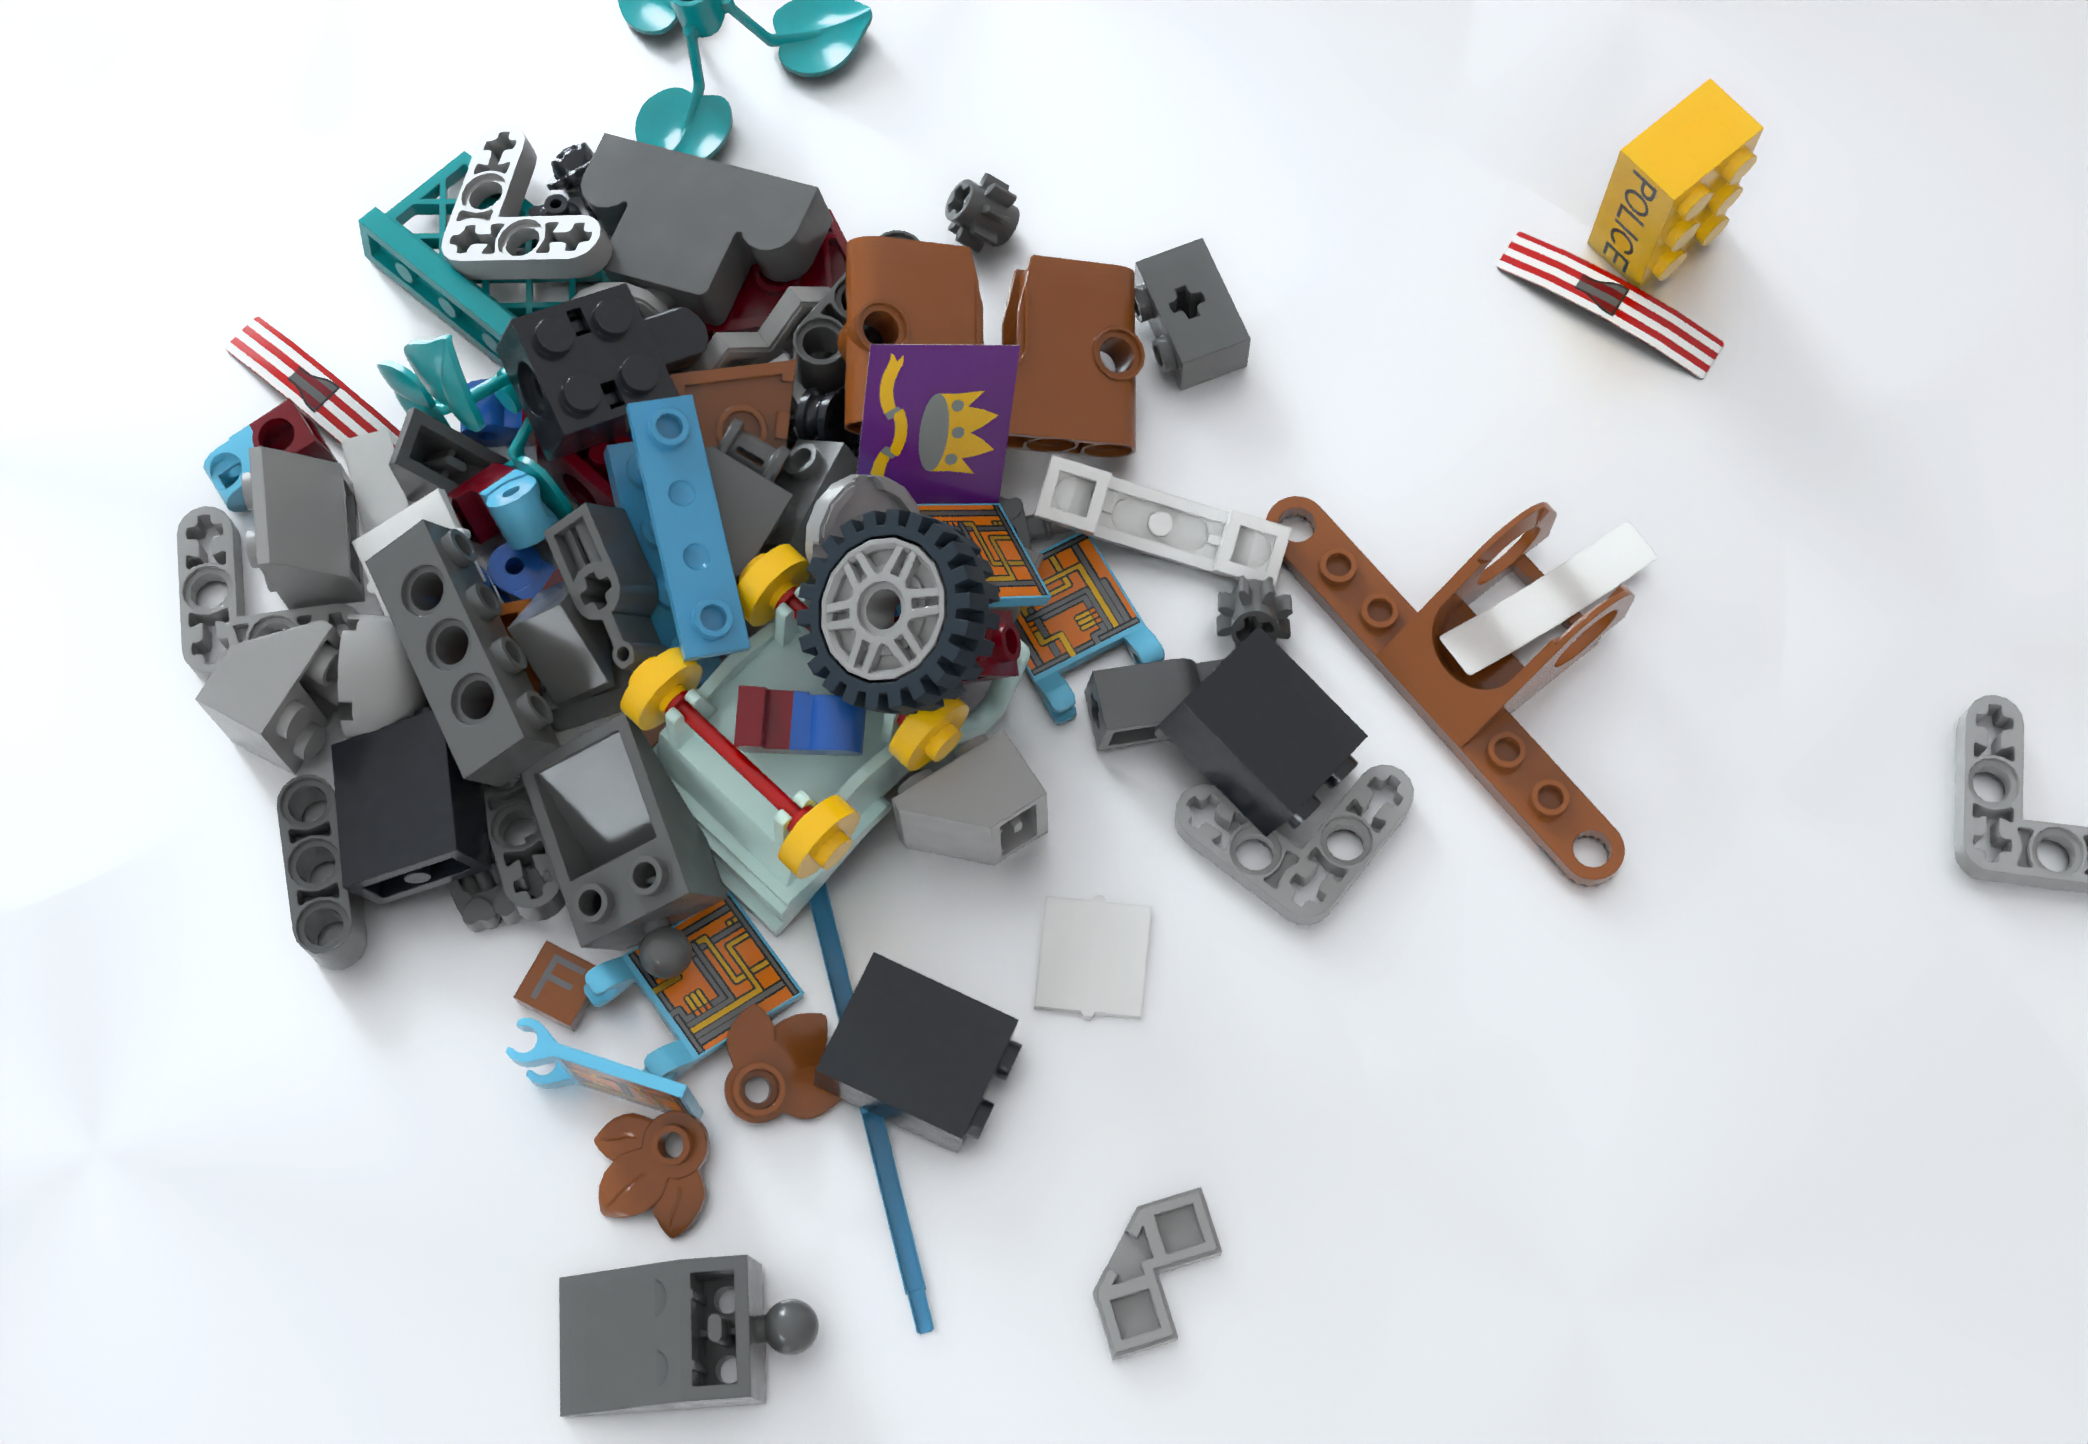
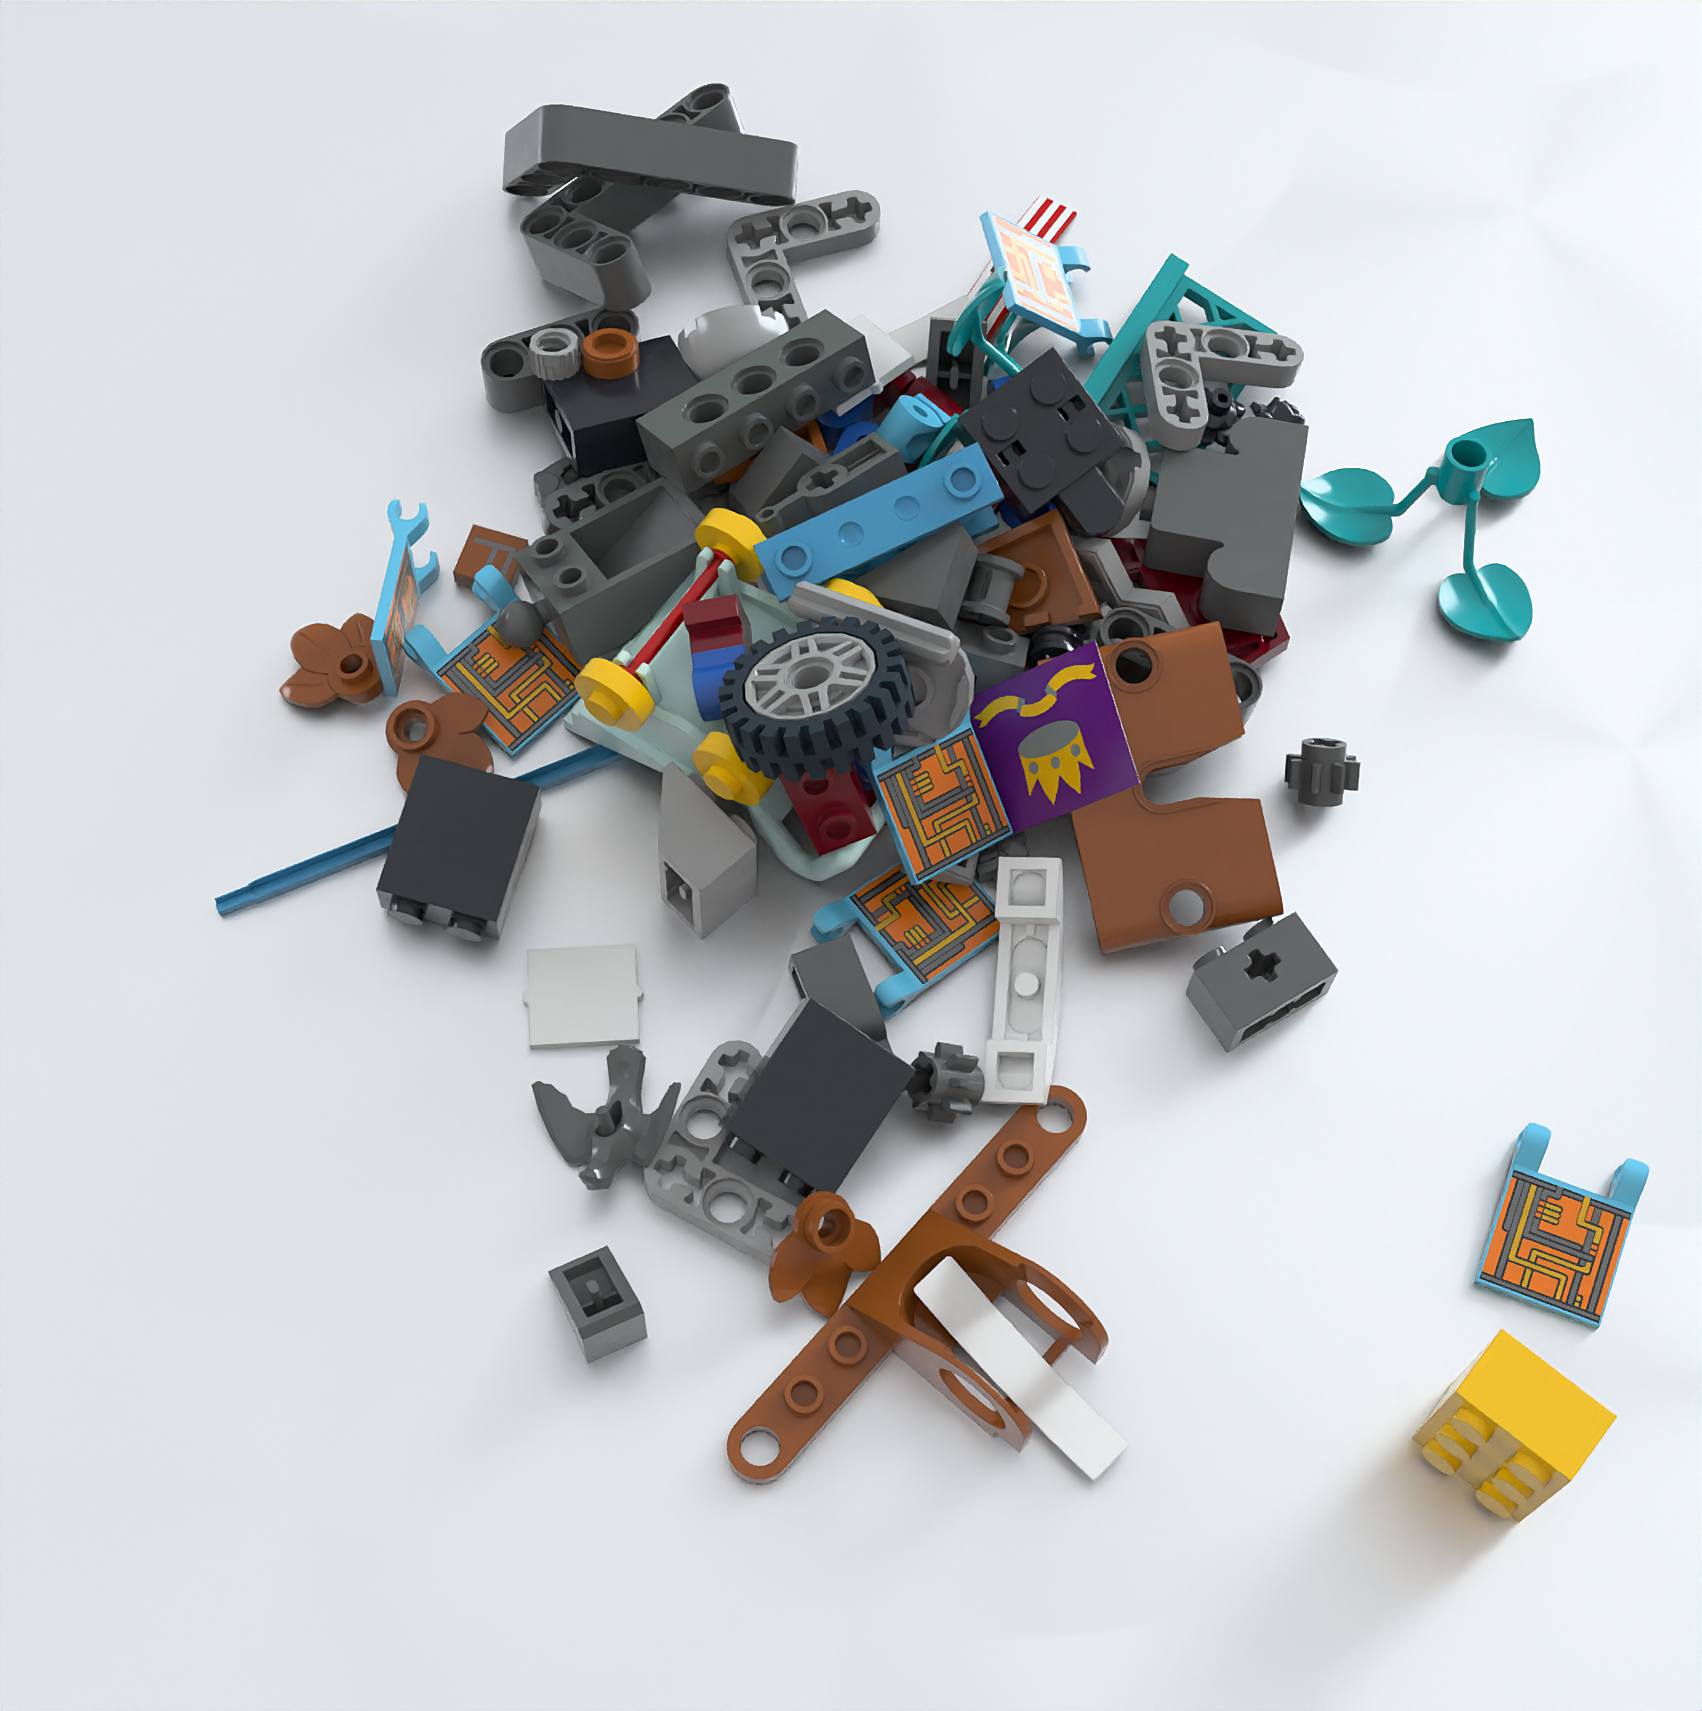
camera: 75 degrees right, 5 degrees down
(93, 741) = (632, 150): none -> dark grey beam
(148, 827) = (583, 228): none -> dark grey beam
(277, 693) = (698, 272): light grey slope -> none
(281, 429) = (937, 243): leg -> none
(303, 528) = (869, 267): light grey slope -> none
(352, 805) = (610, 354): none -> dark orange tile
(354, 872) = (555, 354): none -> light grey axle
(360, 355) = (1041, 280): none -> flag
(659, 1338) = (185, 704): dark grey slope -> none
(783, 584) = (914, 636): none -> light grey axle
(1156, 1240) = (270, 1072): light grey tile -> none
(1252, 939) = (616, 1130): none -> dark grey animal
(1402, 747) = (822, 1260): none -> dark orange plate
(1433, 978) = (599, 1304): none -> dark grey slope
(1470, 126) = (1555, 1239): none -> flag
(1612, 300) = (1386, 1412): sticker -> none

